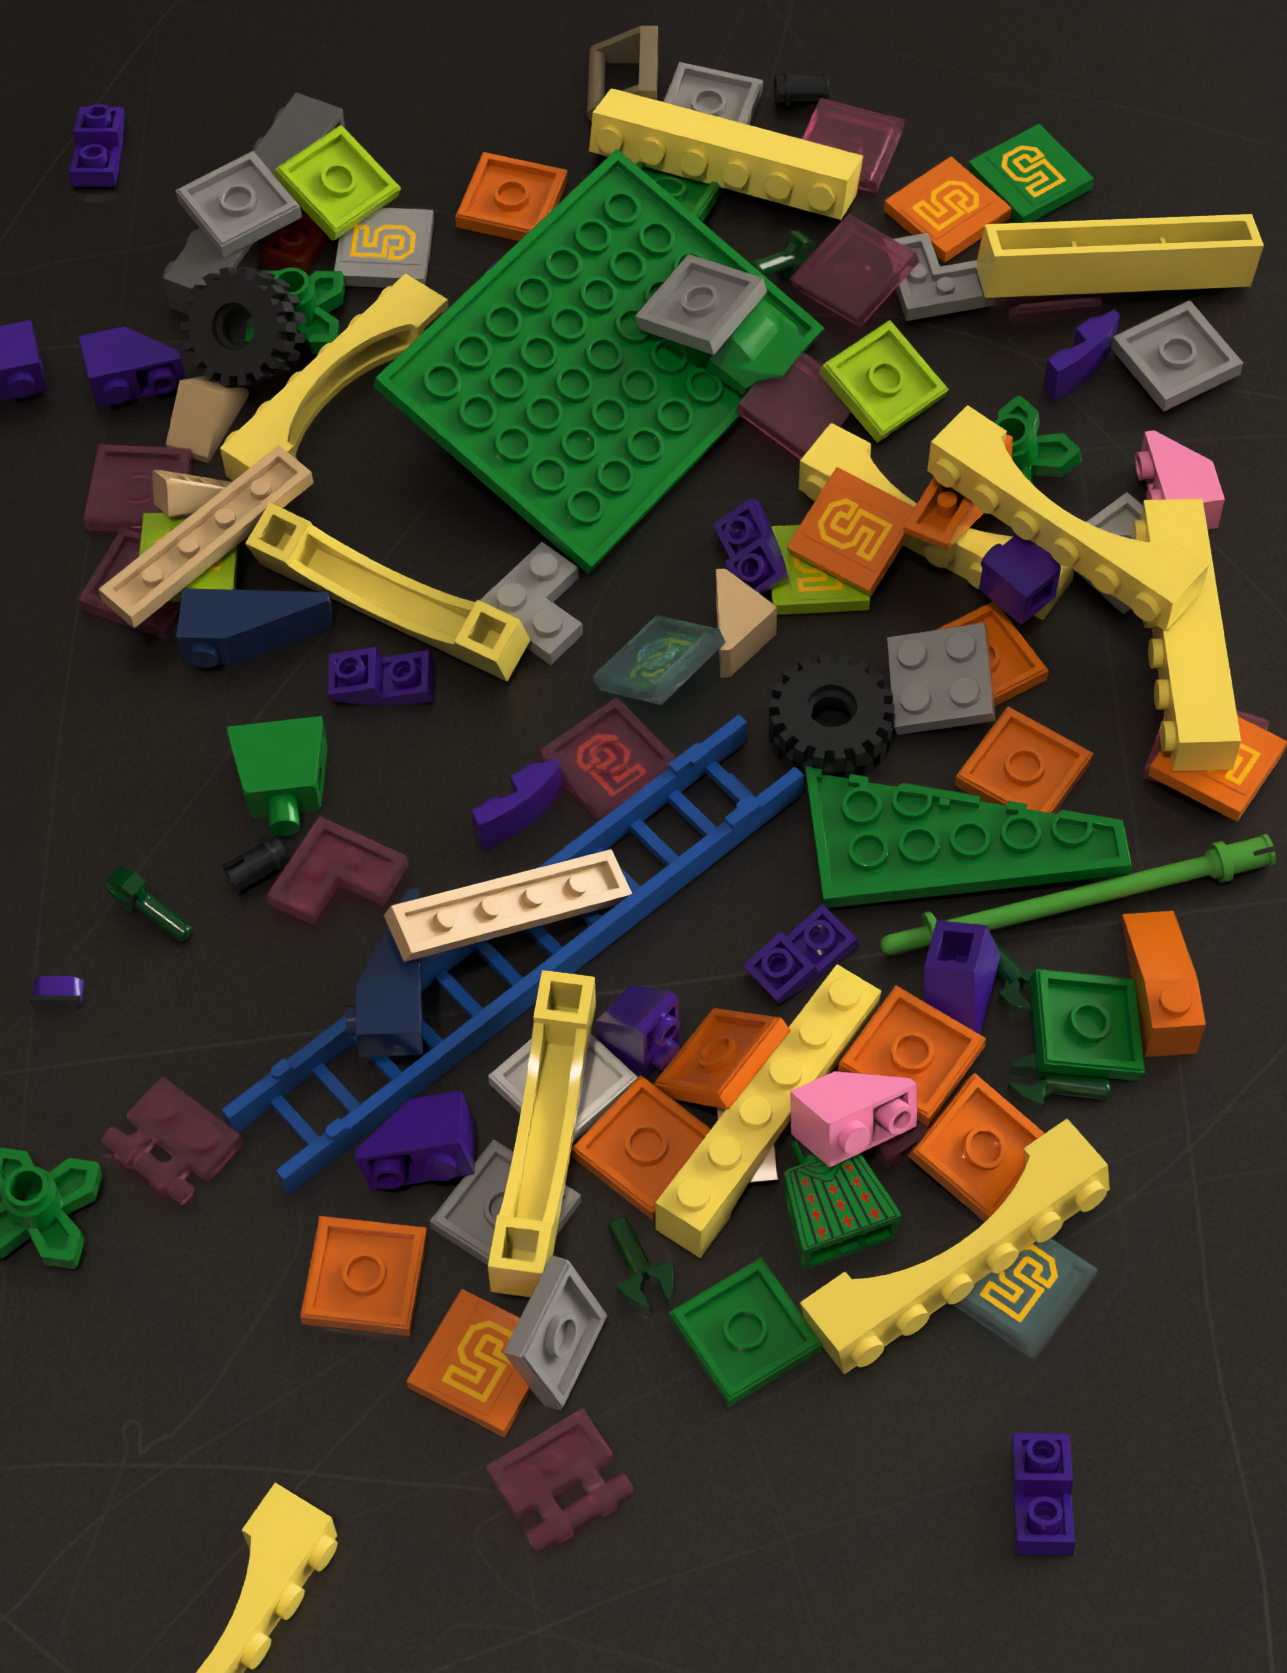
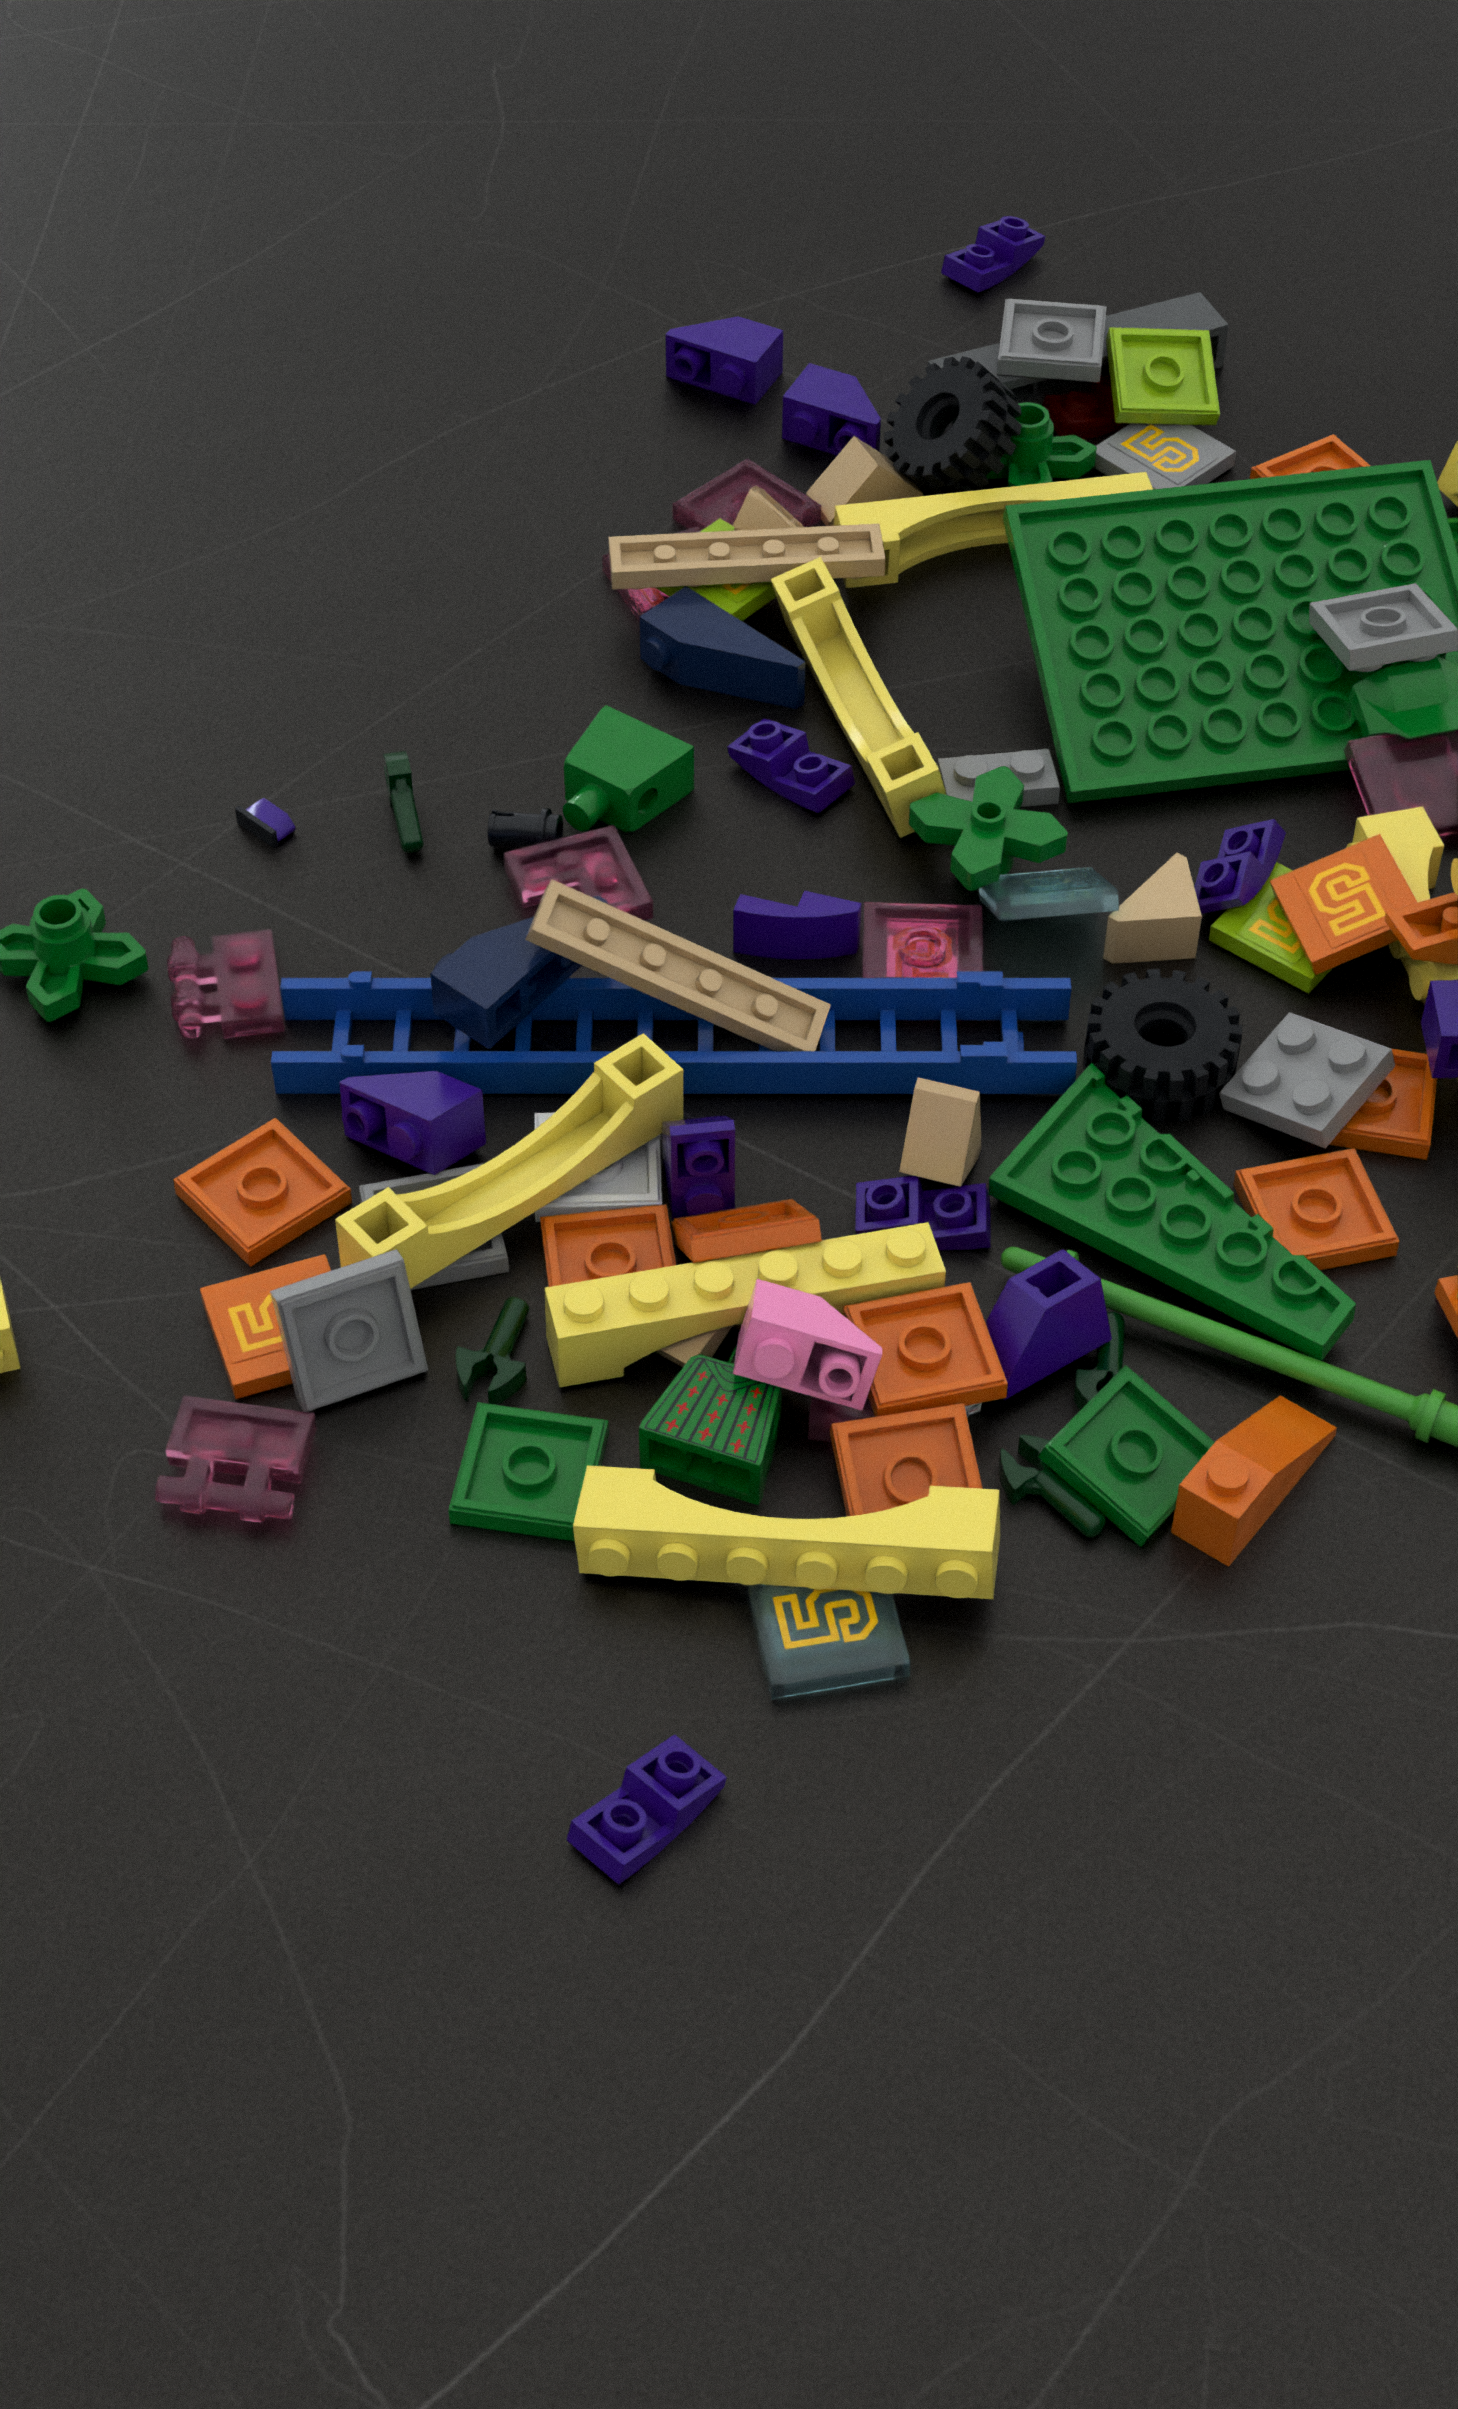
camera: 40 degrees right, 10 degrees down
(579, 640) = (988, 829): none -> green plant
(778, 895) = (942, 1132): none -> tan slope

